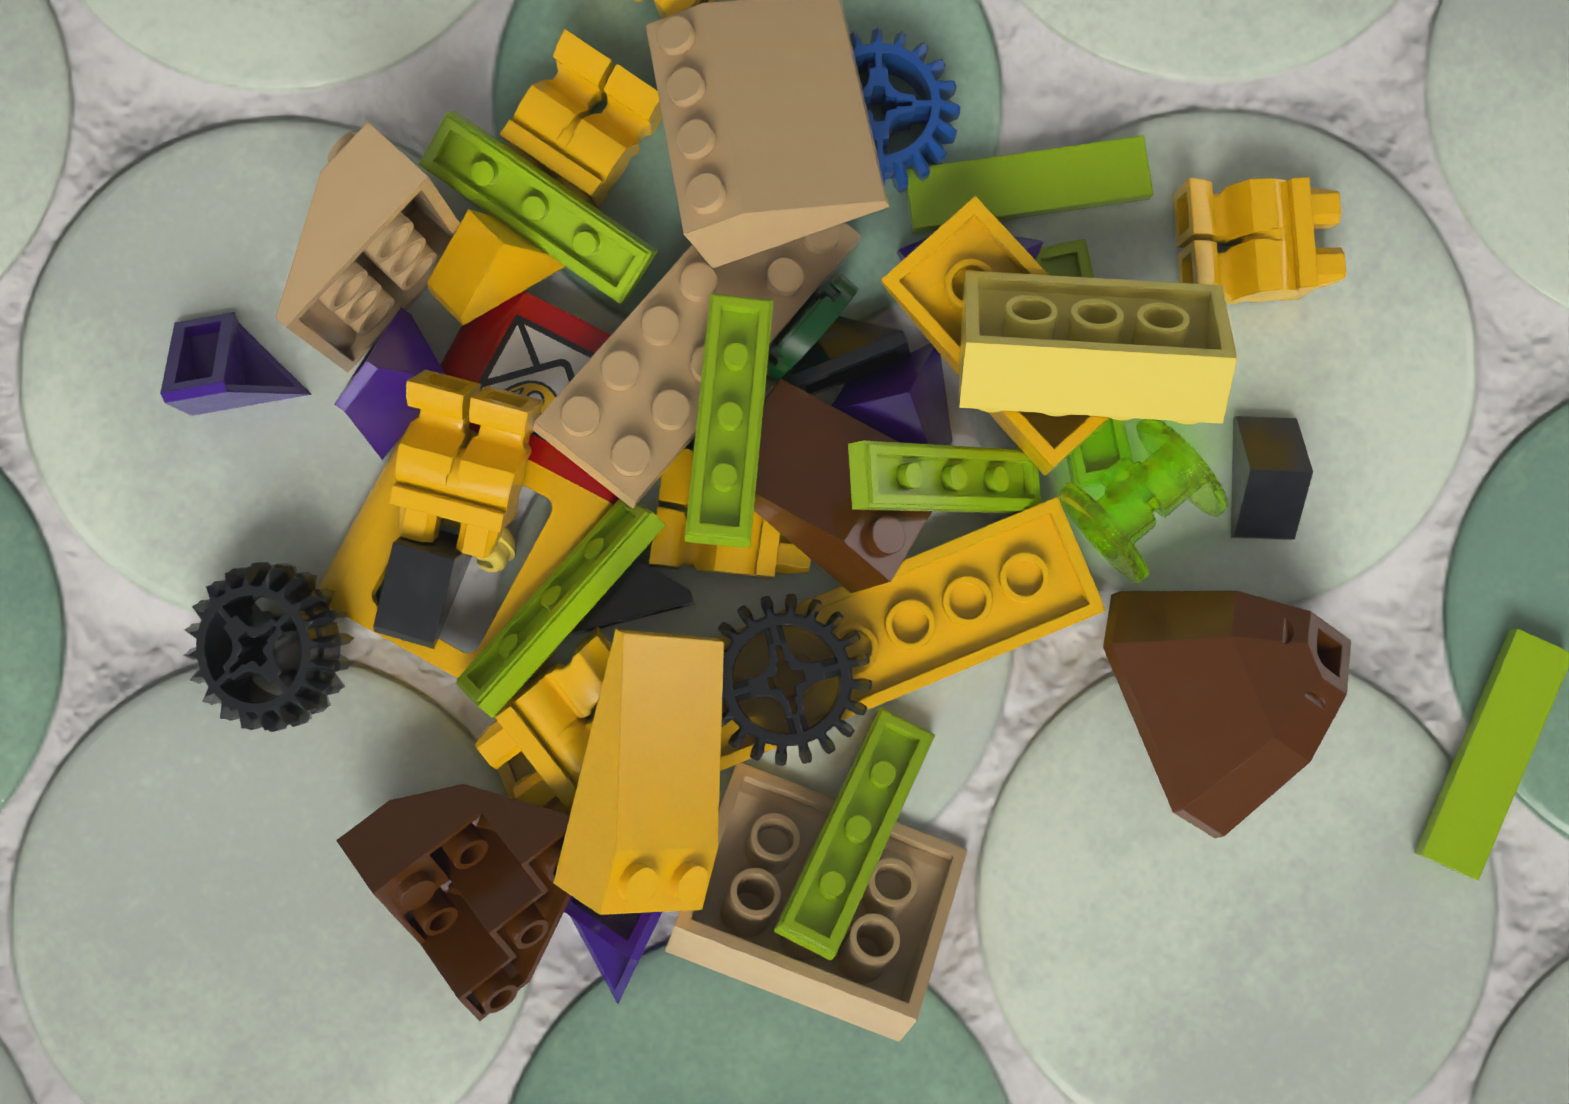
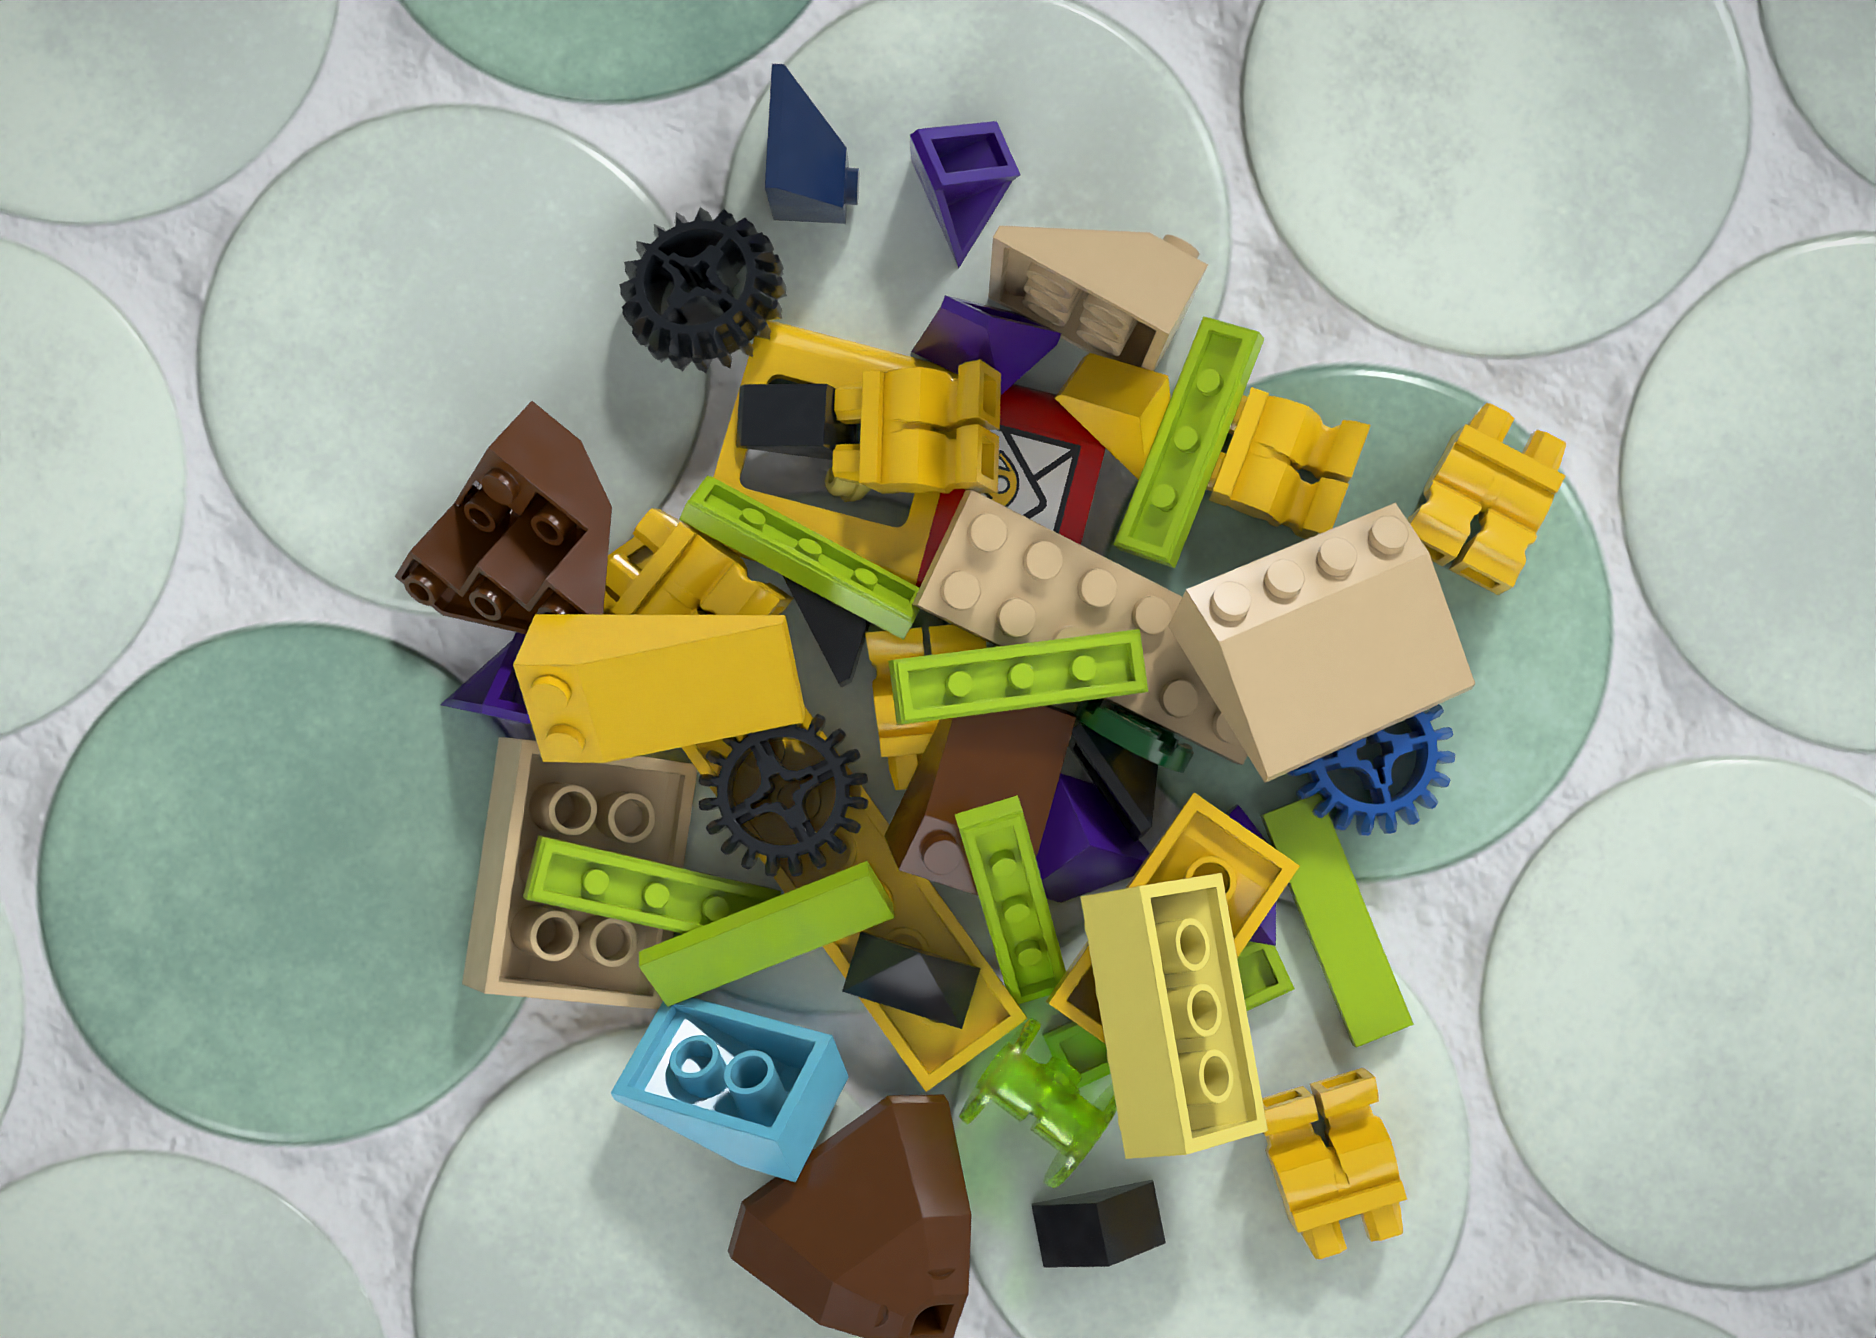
camera: 85 degrees right, 0 degrees up
(161, 511) = (805, 158): none -> dark blue slope
(920, 728) = (766, 934): none -> lime tile
(995, 599) = (911, 979): none -> black slope
(1057, 793) = (735, 1083): none -> medium azure slope

